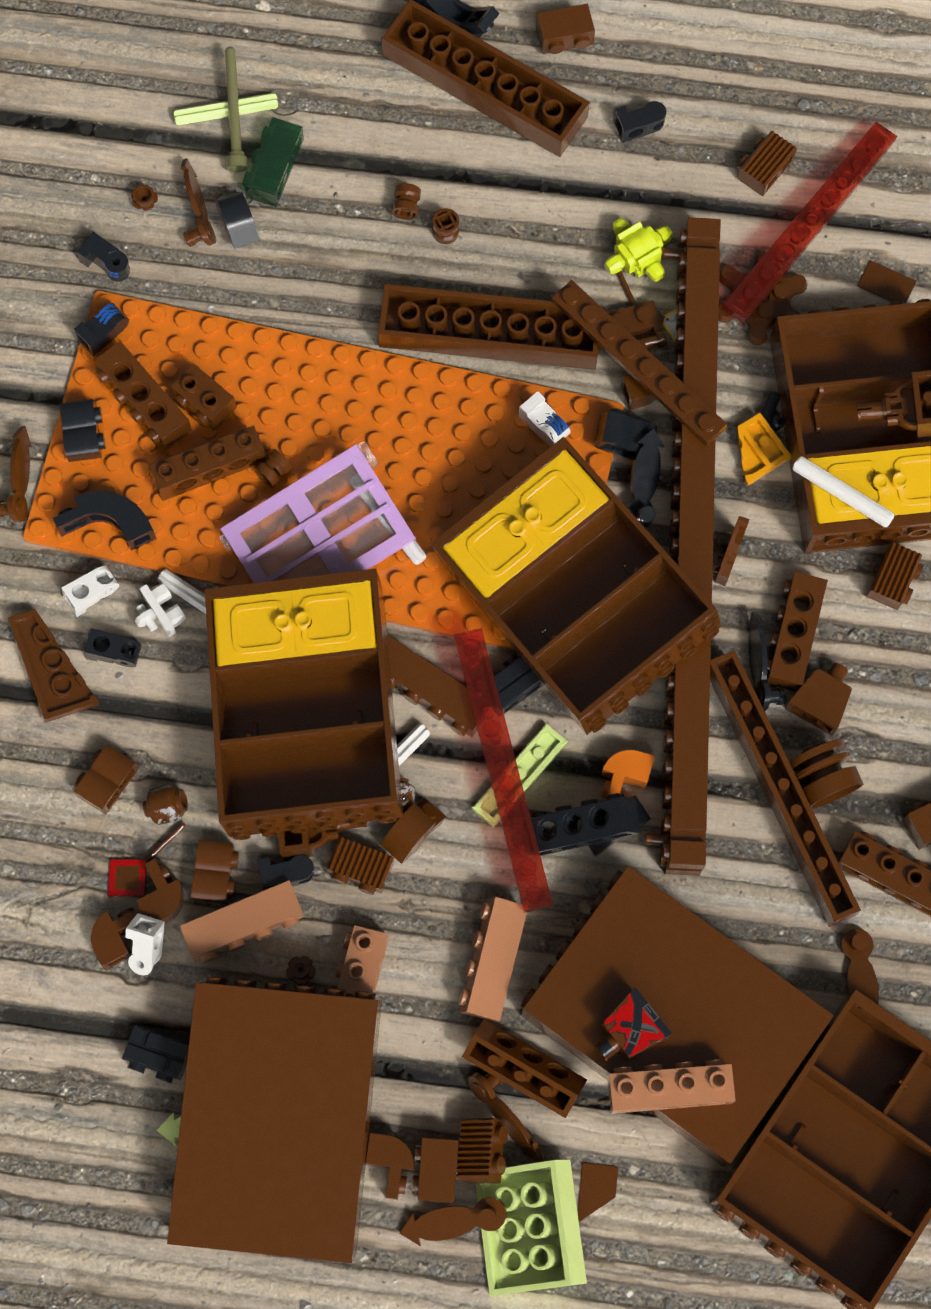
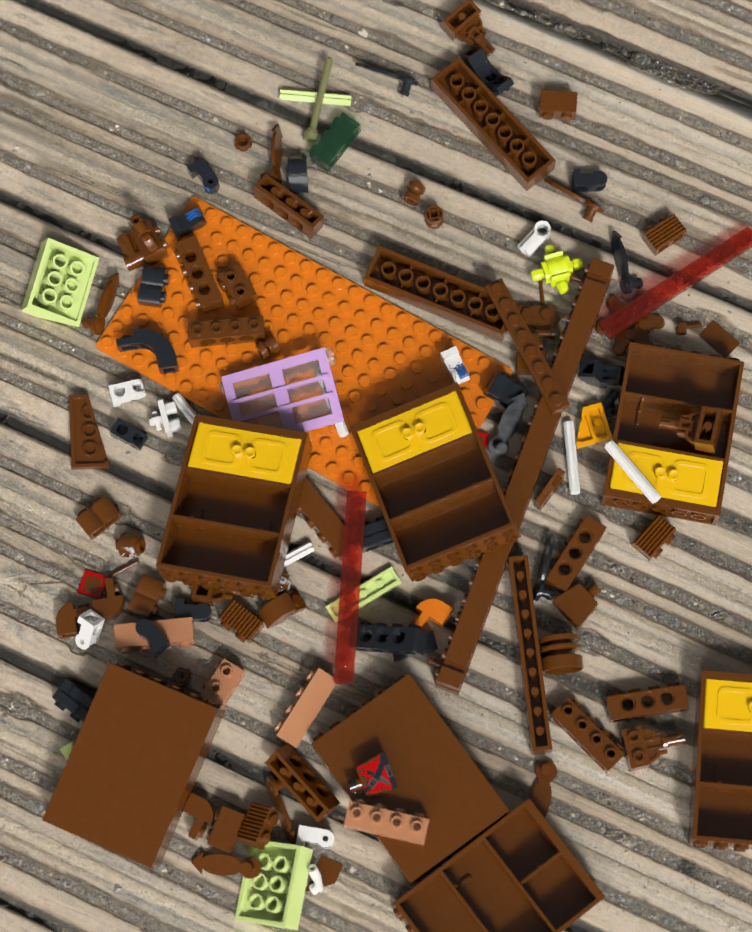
camera: 25 degrees right, 0 degrees up
(35, 396) = (131, 254): none -> reddish brown piece
(53, 367) = (148, 240): none -> reddish brown brick
(234, 919) = (148, 631): none -> black leg
(238, 266) = (288, 206): none -> reddish brown brick
(346, 52) = (407, 82): none -> black brick
(577, 1138) = (312, 835): none -> white leg
(588, 1198) = (315, 874): none -> white arm
(594, 217) = (534, 239): none -> white piece
(658, 153) = (591, 211): none -> reddish brown brick
(717, 207) = (620, 257): none -> black brick
(744, 376) = (600, 375): none -> black brick
(744, 500) = (571, 457): none -> white axle
(833, 282) = (682, 328): none -> reddish brown hand

